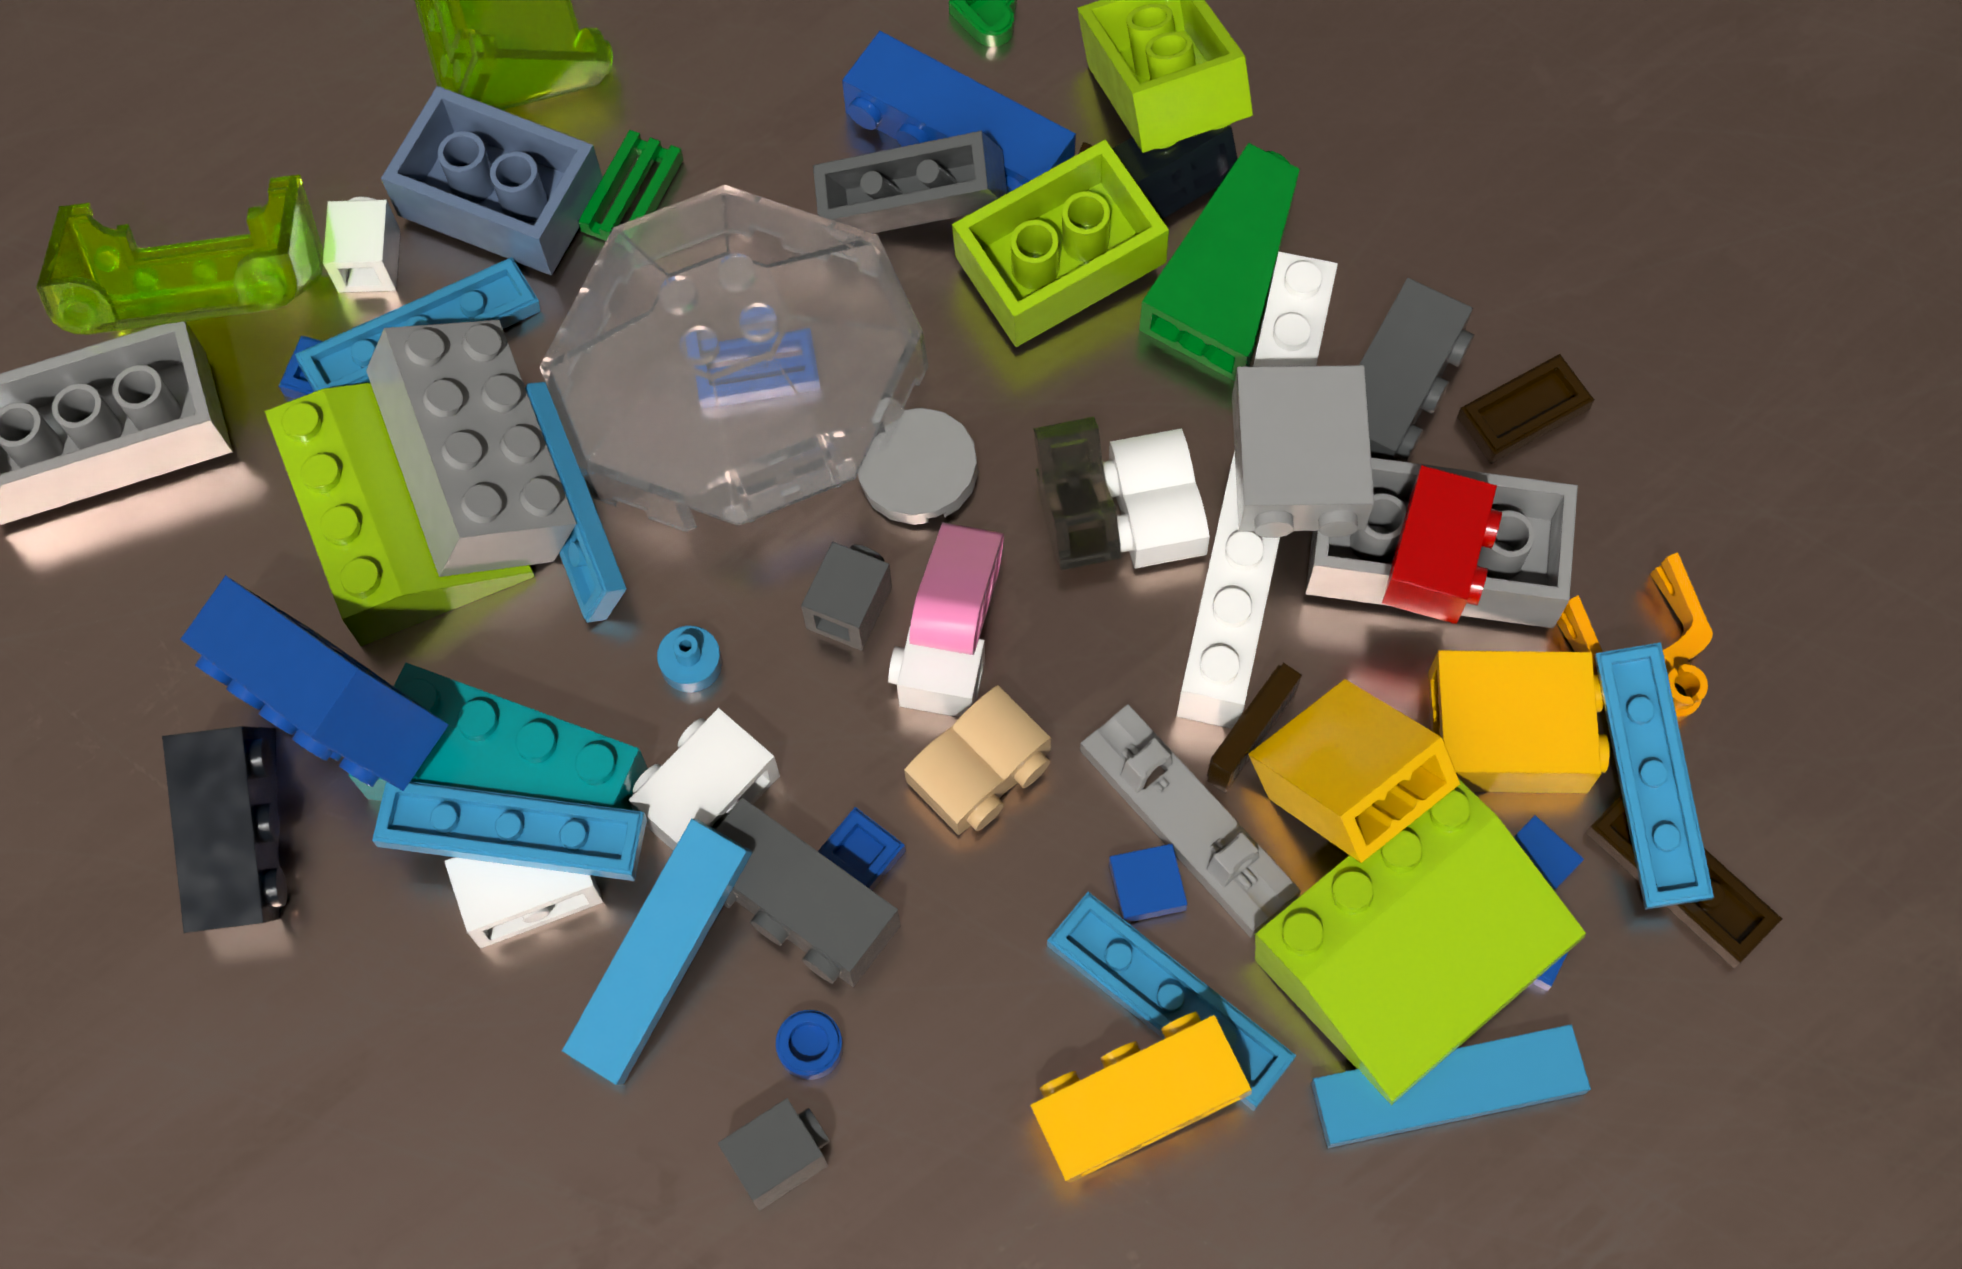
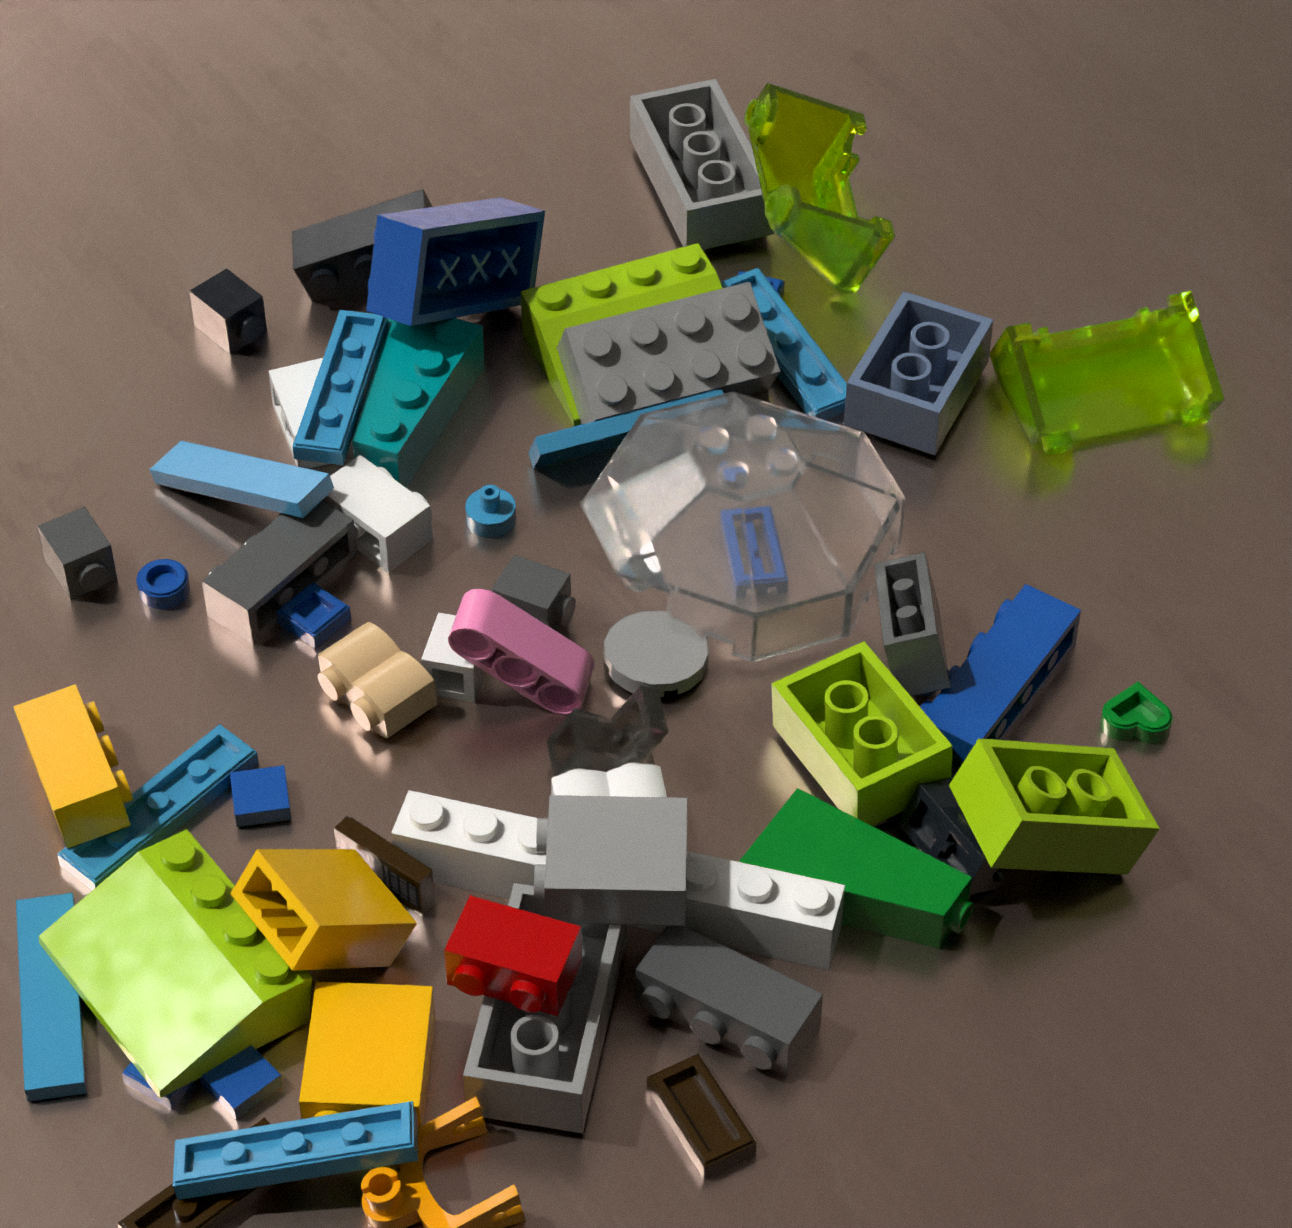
camera: 90 degrees right, 20 degrees down
(319, 1012) = (228, 311): none -> black brick
(361, 245) = (861, 304): white brick -> none
(631, 147) = (930, 466): green tile -> none
(1191, 819) = (378, 792): light grey hinge -> none

